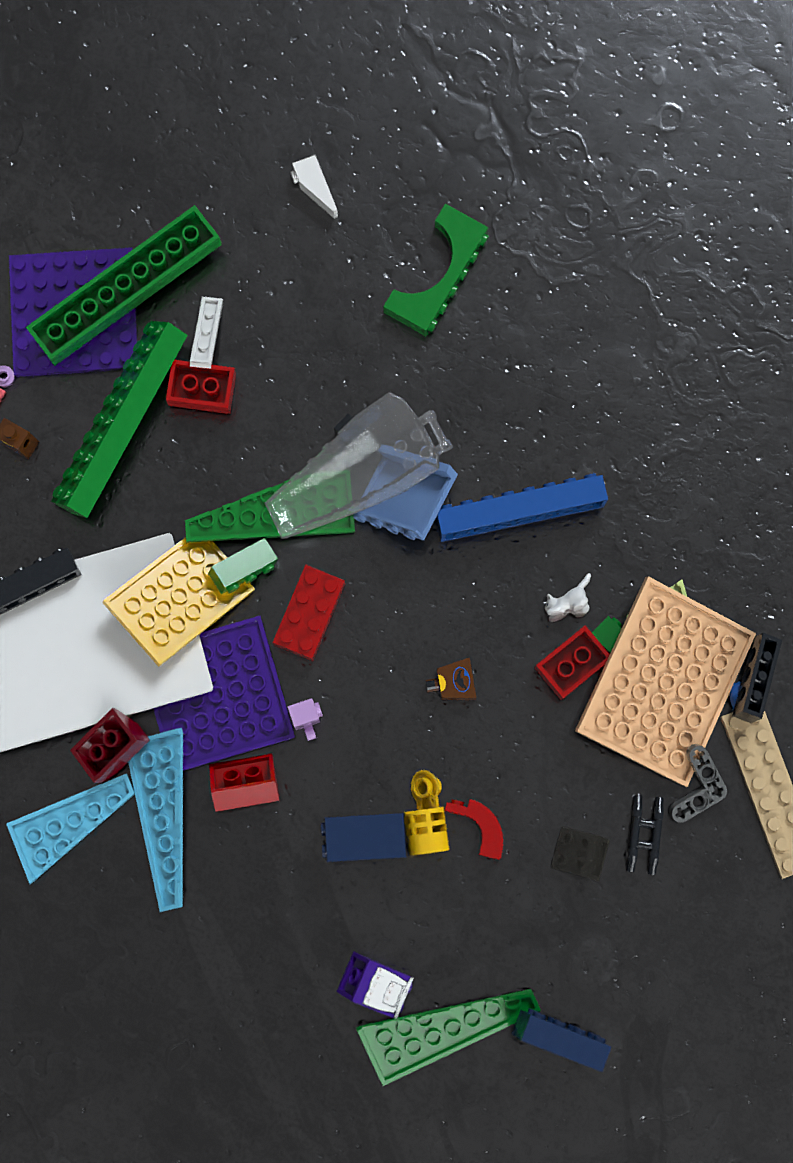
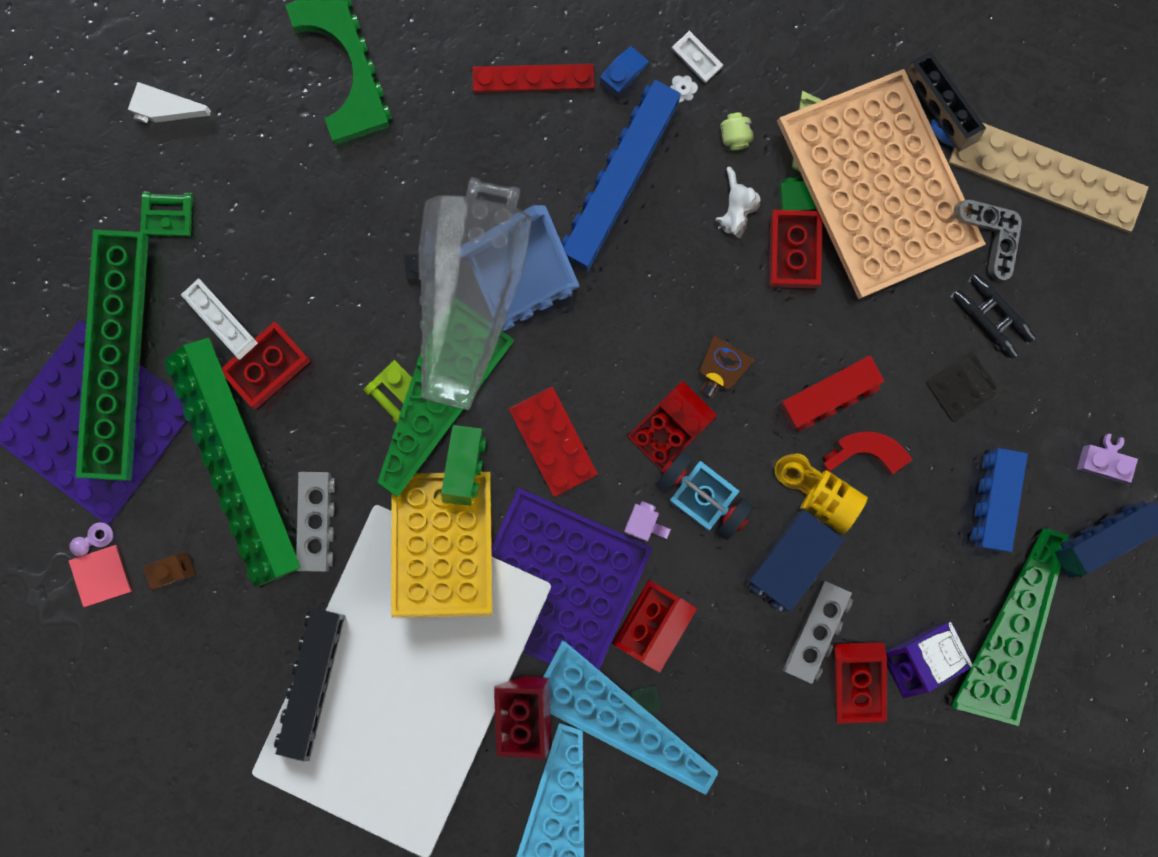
camera: 50 degrees left, 5 degrees up
(147, 478) = (307, 484): none -> light grey brick
(191, 818) = (647, 698): none -> clear green plate
(241, 248) = (165, 221): none -> green plate
(263, 477) = (397, 381): none -> lime plate
(297, 899) = (805, 640): none -> light grey brick
(321, 952) = (860, 682): none -> red slope
(357, 740) = (704, 496): none -> brick
(387, 681) = (672, 425): none -> red slope
(497, 767) = (830, 393): none -> red brick
(523, 942) = (999, 500): none -> blue brick
(537, 400) = (533, 78): none -> red plate
(592, 452) = (623, 71): none -> blue slope
(612, 994) = (1107, 461): none -> lavender brick
(618, 559) = (737, 131): none -> yellowish green head
(620, 505) = (690, 87): none -> white plant
(644, 492) = (697, 57): none -> white plate

